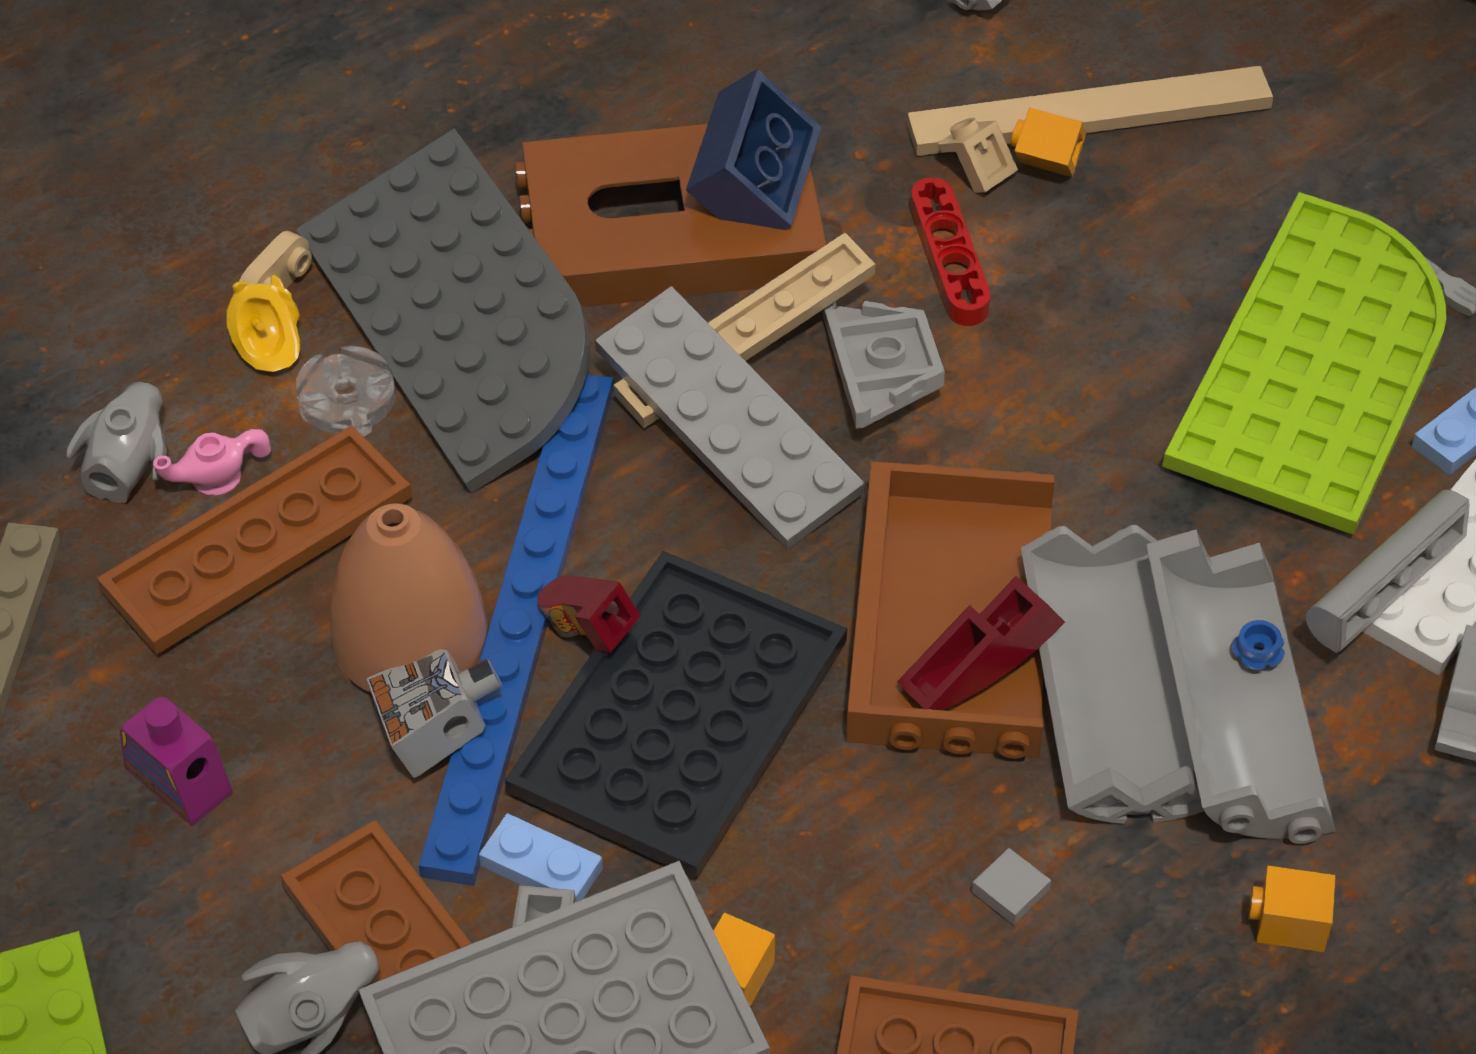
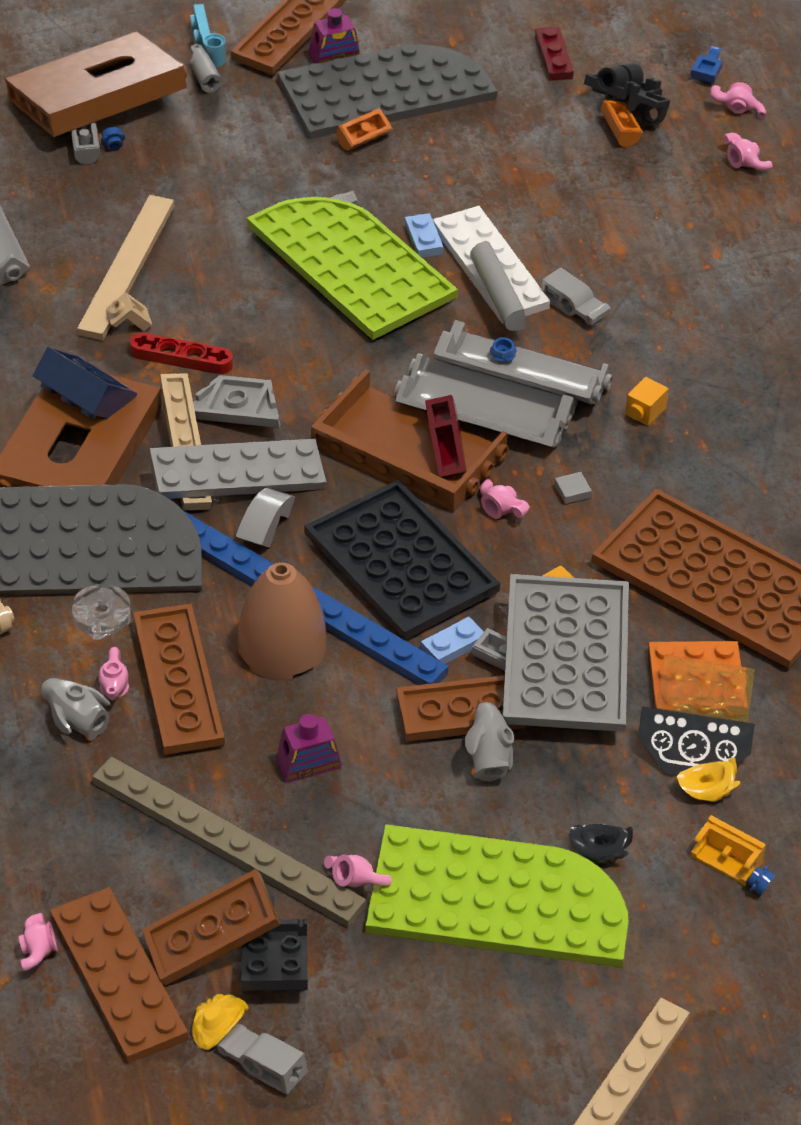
camera: 65 degrees left, 5 degrees down
(264, 324) = (34, 626): yellow hat -> none
(431, 707) = (346, 640): light grey torso -> none
(585, 608) = (326, 562): dark red leg -> none
(634, 487) = (263, 516): none -> light grey brick
(900, 790) = (501, 500): none -> bright pink piece
(1048, 141) = (146, 283): light orange brick -> none

